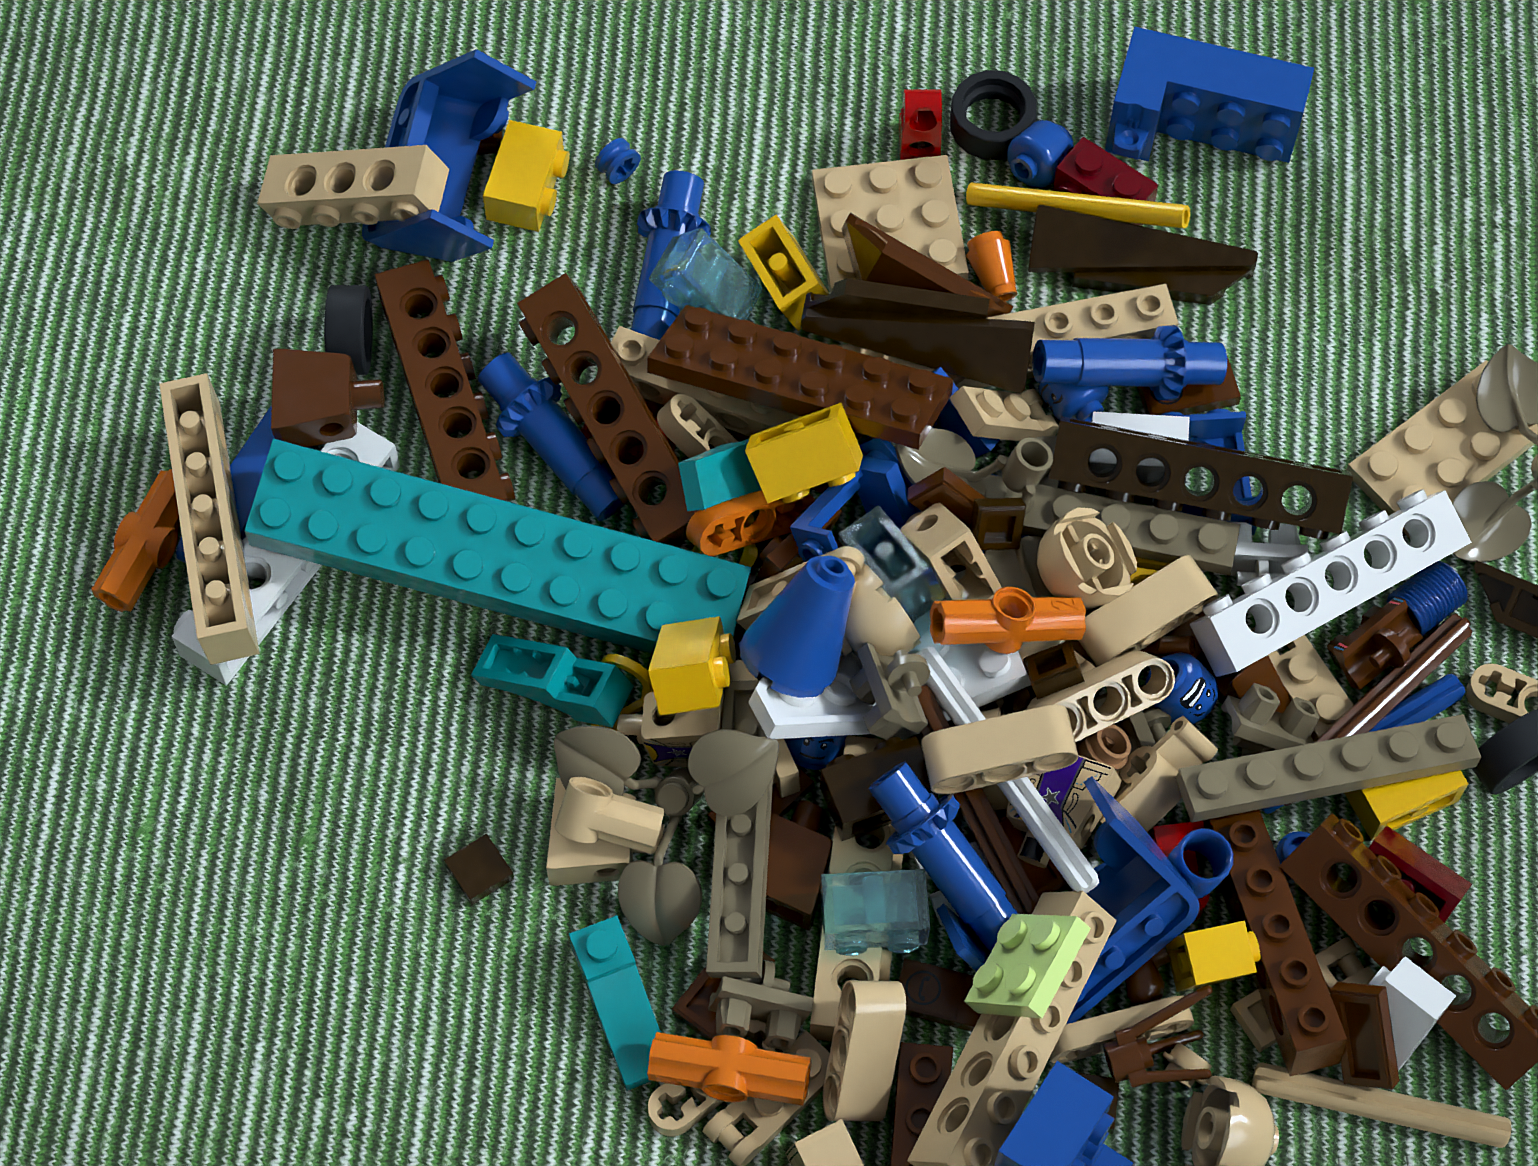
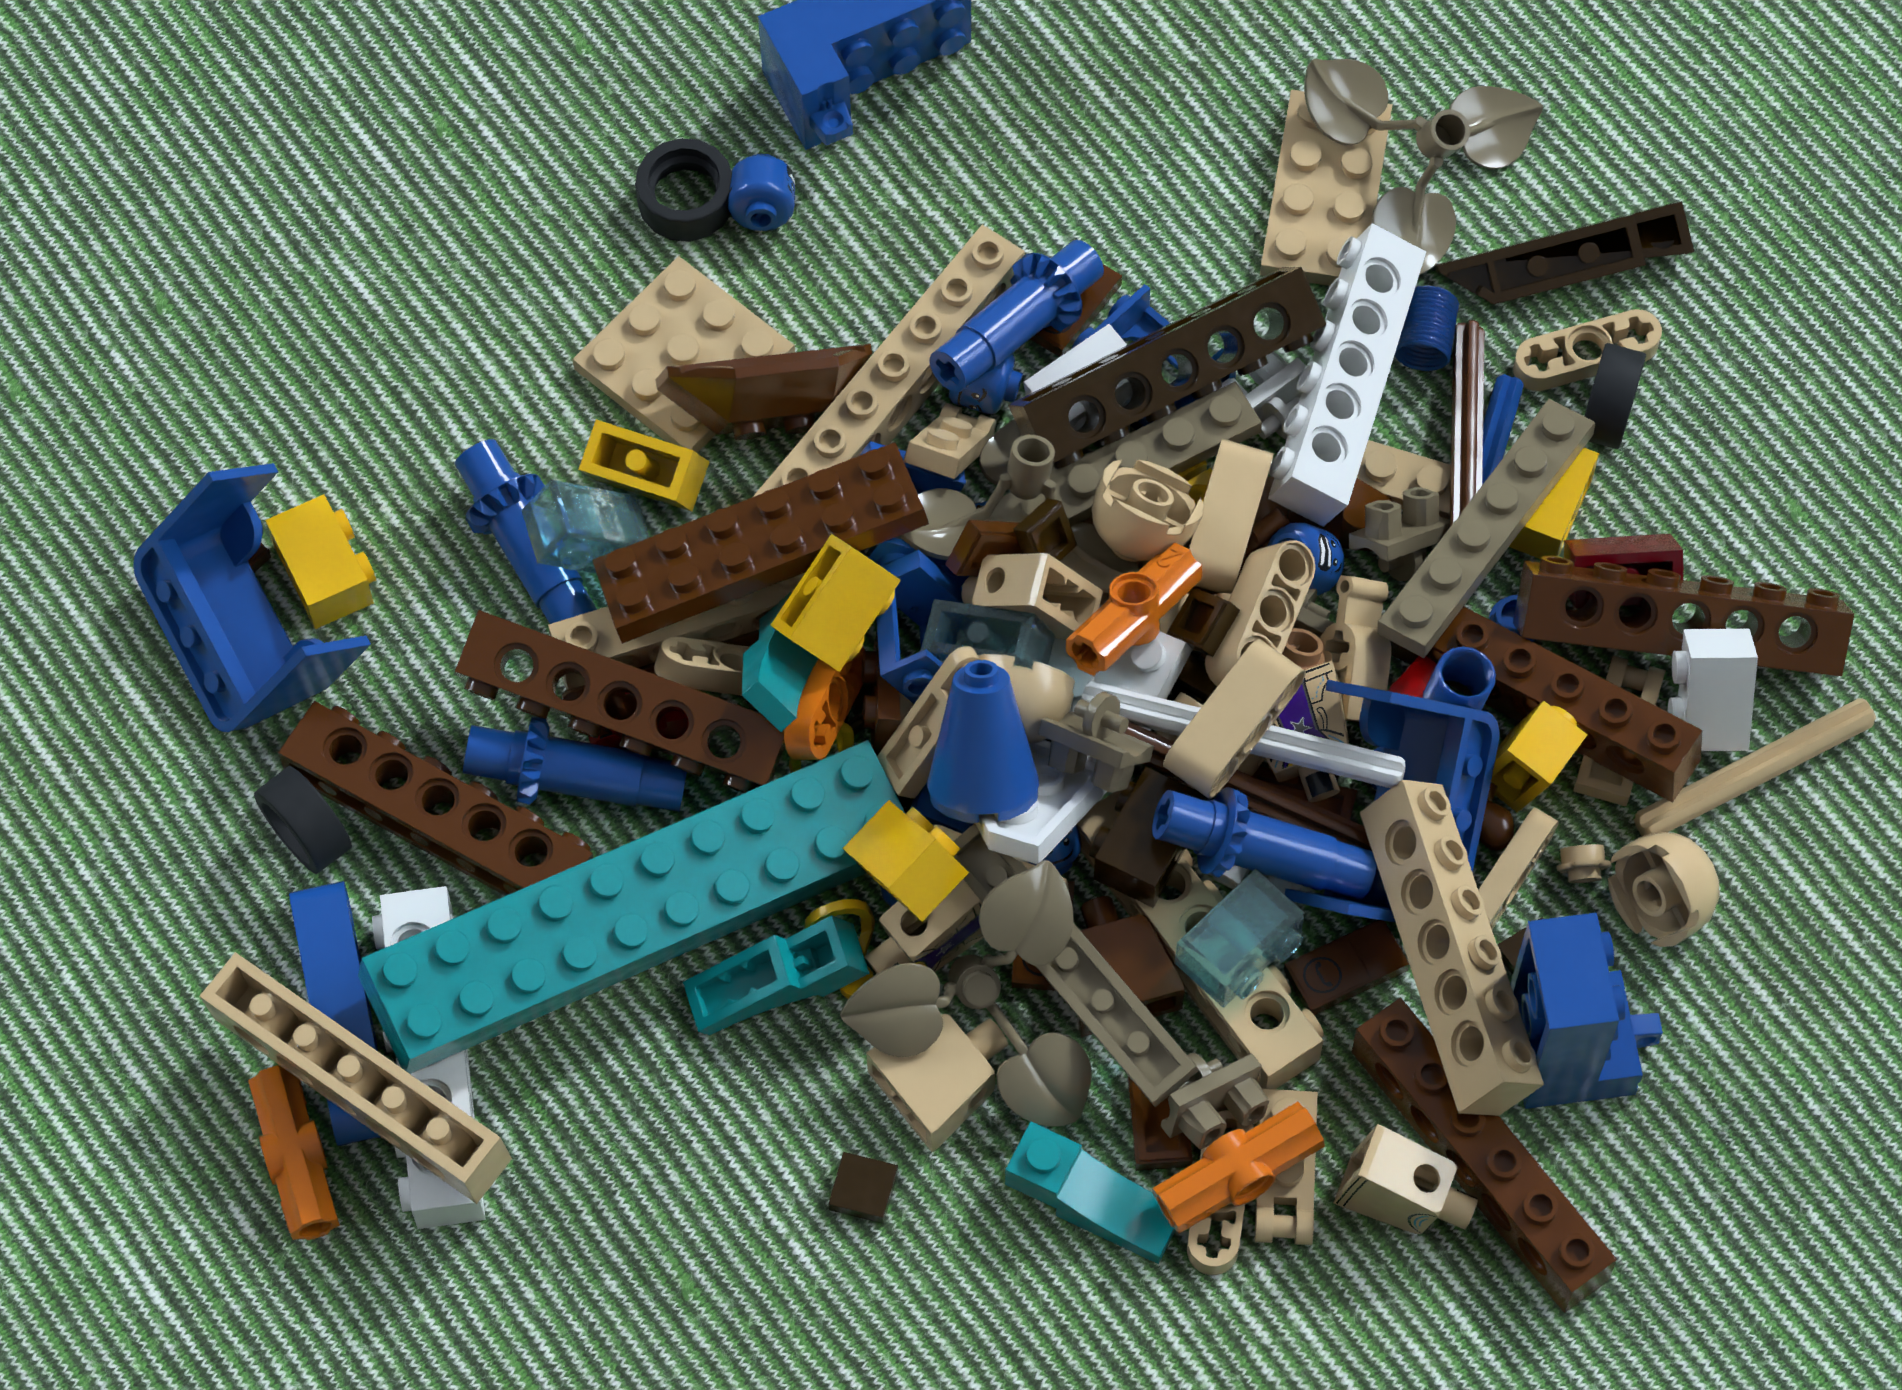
camera: 40 degrees left, 0 degrees up
(318, 397) = (344, 897): reddish brown torso -> none
(352, 186) = (115, 723): tan brick -> none
(595, 813) = (938, 1048): tan piece -> none
(617, 160) = (391, 483): blue bush -> none
(864, 1050) = (1335, 1059): tan beam -> none
(919, 122) = (635, 239): red leg -> none
(924, 329) = (825, 420): dark brown wedge -> none
(993, 264) = (809, 321): orange cone -> none
(1027, 965) = (1415, 875): yellowish green plate -> none
(1096, 172) = (846, 183): dark red brick -> none
(1101, 206) = (842, 213): yellow piece -> none
(1131, 1056) = (1538, 885): reddish brown plant -> none
(1132, 257) = (924, 224): dark brown wedge -> none
(1370, 1047) = (1700, 702): reddish brown tile -> none
(1376, 644) = (1424, 394): reddish brown hips -> none

